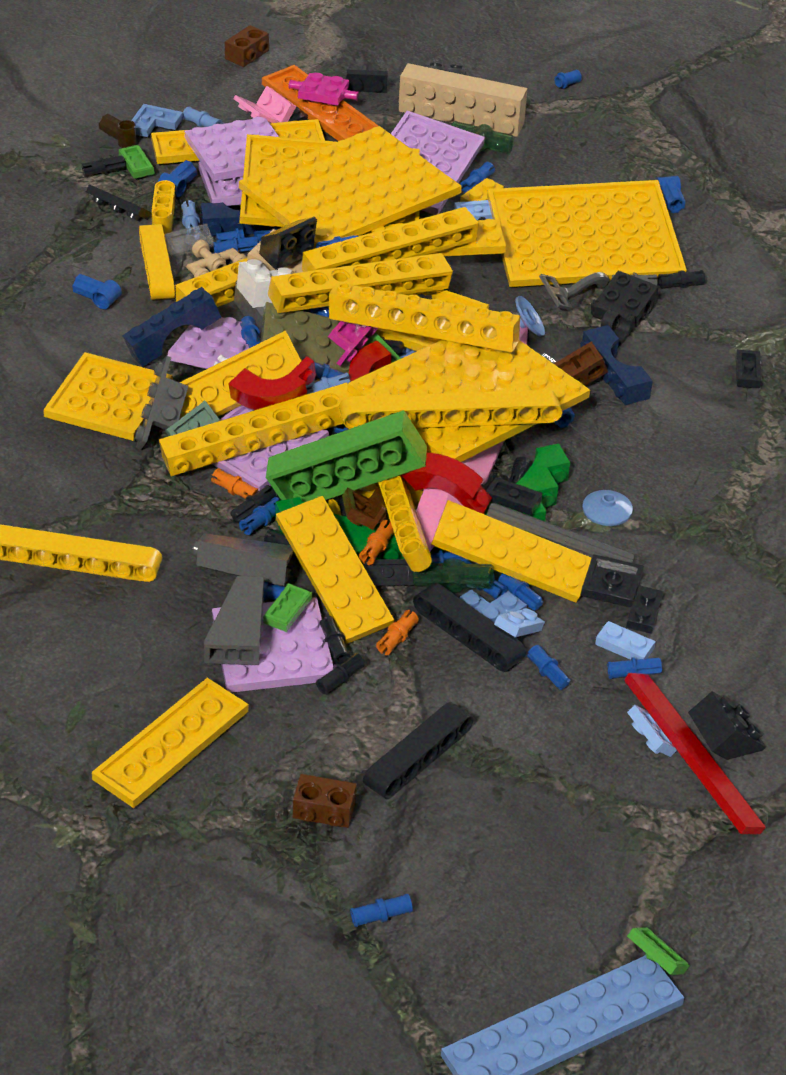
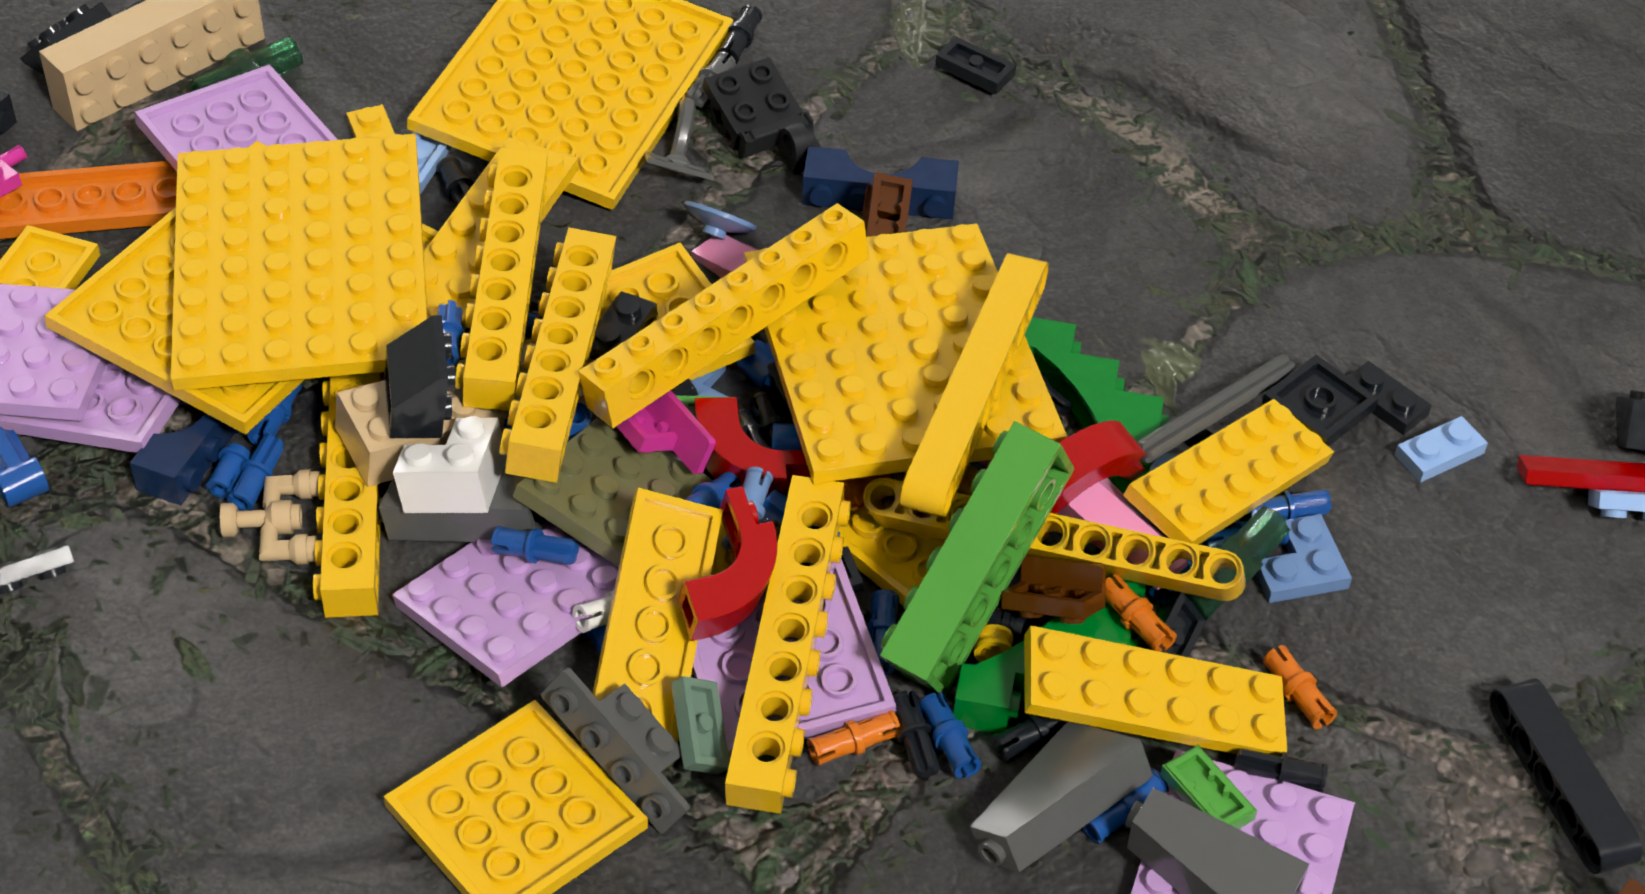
camera: 60 degrees left, 5 degrees up
(101, 293) = (235, 702): blue piece -> none
(147, 339) = (432, 673): dark blue arch -> none
(156, 262) = (212, 592): yellow beam -> none
(164, 205) = (77, 520): yellow beam -> none
(182, 241) = (194, 525): clear plate -> none
(190, 217) = (137, 499): medium blue pin -> none
(340, 673) = (1358, 795): black axle -> none
(469, 627) = (1335, 598): black beam -> none
(477, 176) = (331, 115): blue pin -> none
(514, 496) = (1135, 409): black plate -> none
(520, 622) = (1367, 537): light blue plate -> none
(548, 667) = (1456, 551): blue axle -> none
(607, 508) = (1155, 338): medium blue dish -> none
(639, 666) = (1502, 463): blue axle -> none

